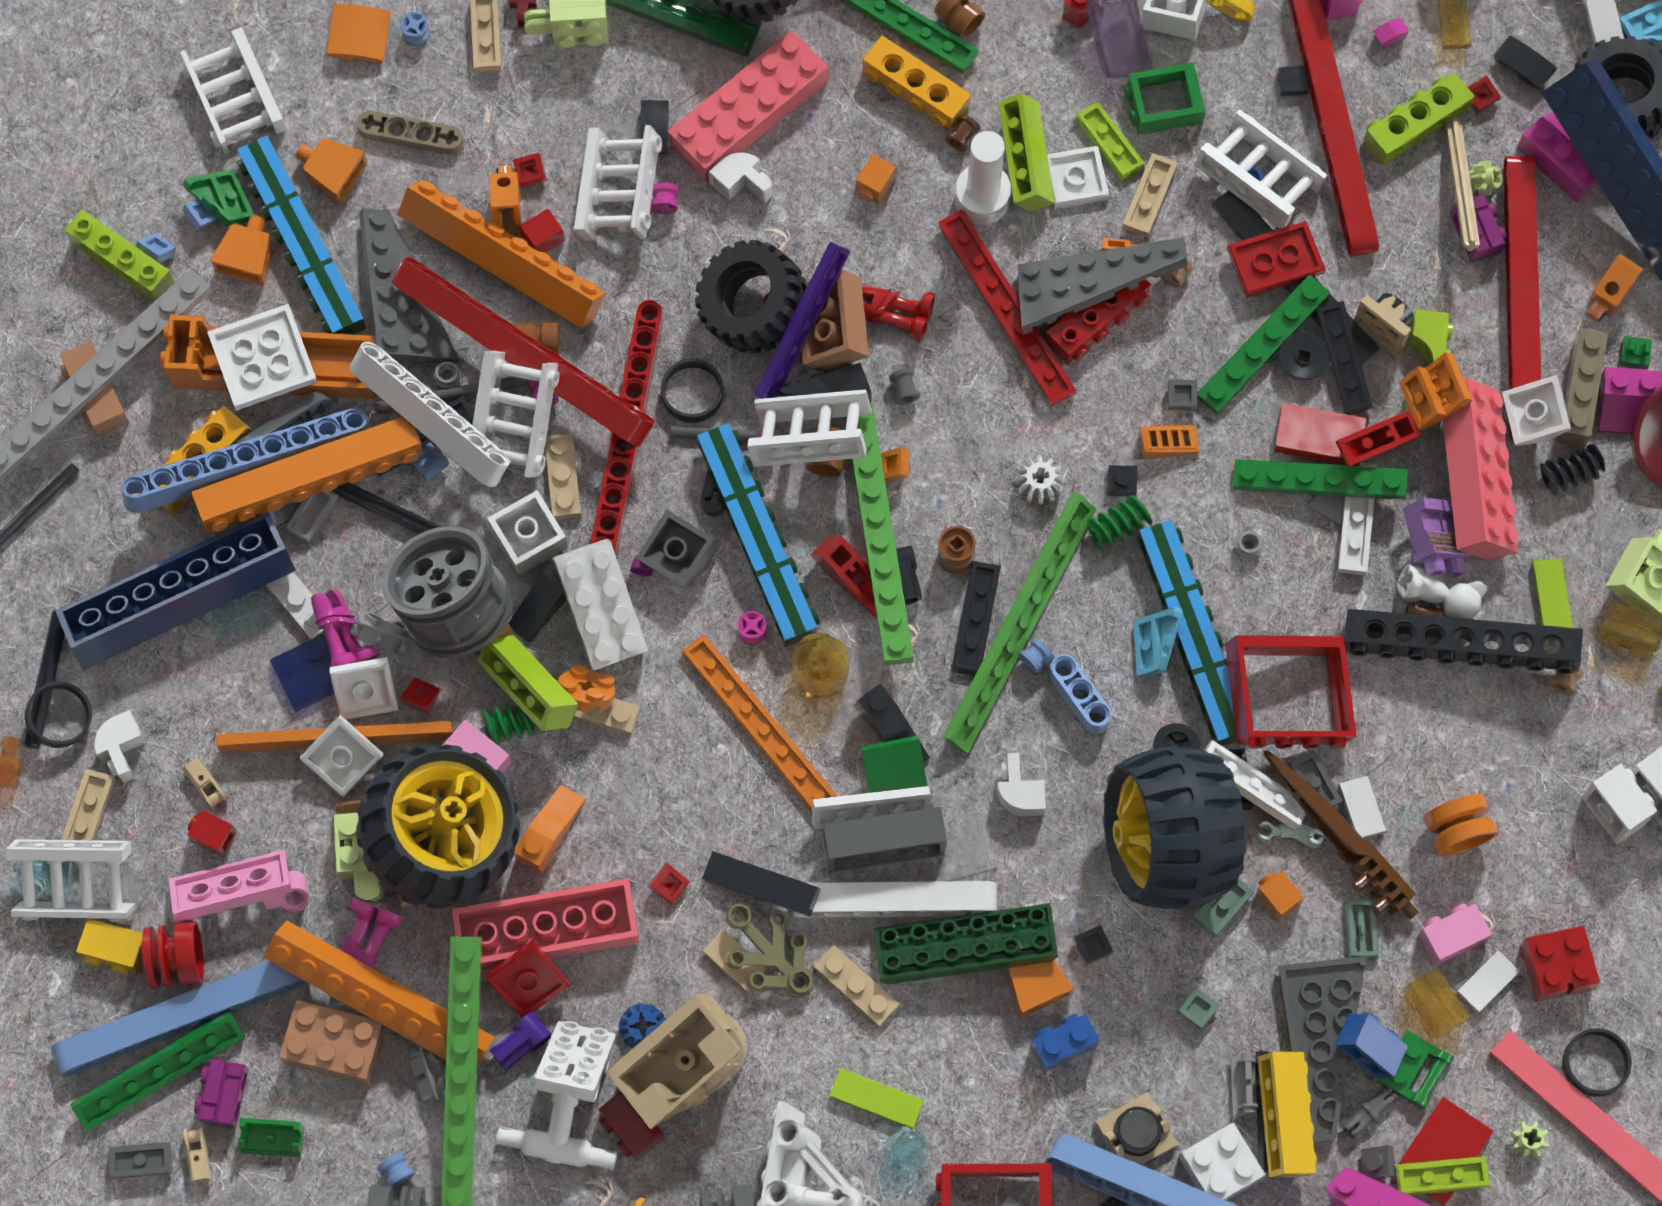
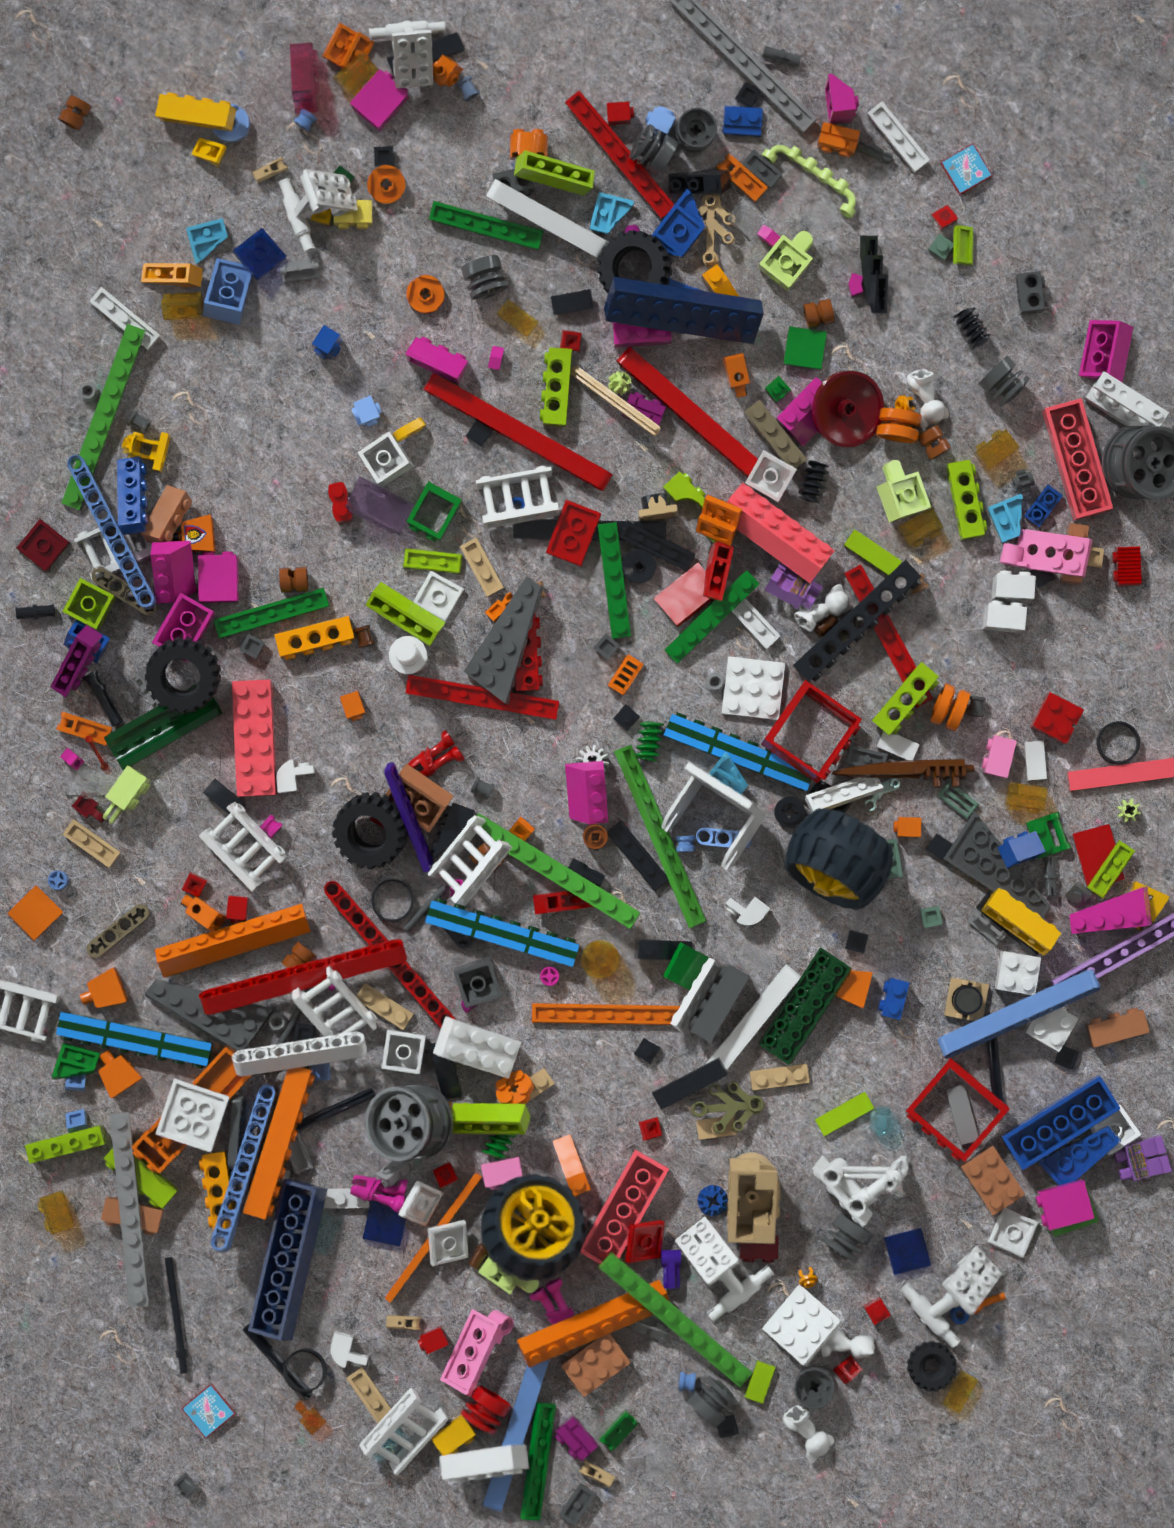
camera: 50 degrees left, 15 degrees up
(31, 306) = (56, 1212): none -> clear yellow brick
(104, 998) = (484, 1463): none -> white brick
(146, 381) = (151, 1184): none -> lime brick
(758, 807) = (646, 1050): none -> black plate
(848, 28) = (252, 646): none -> dark grey plate
(1001, 498) = (587, 792): none -> dark pink slope
(1097, 610) = (689, 791): none -> white piece
(1280, 591) = (753, 688): none -> white plate
(1287, 950) = (939, 846): none -> black tile
(1468, 756) = (922, 673): none -> lime brick
(1471, 707) = (886, 631): none -> red plate
(1488, 859) = (976, 706): none -> dark grey bush

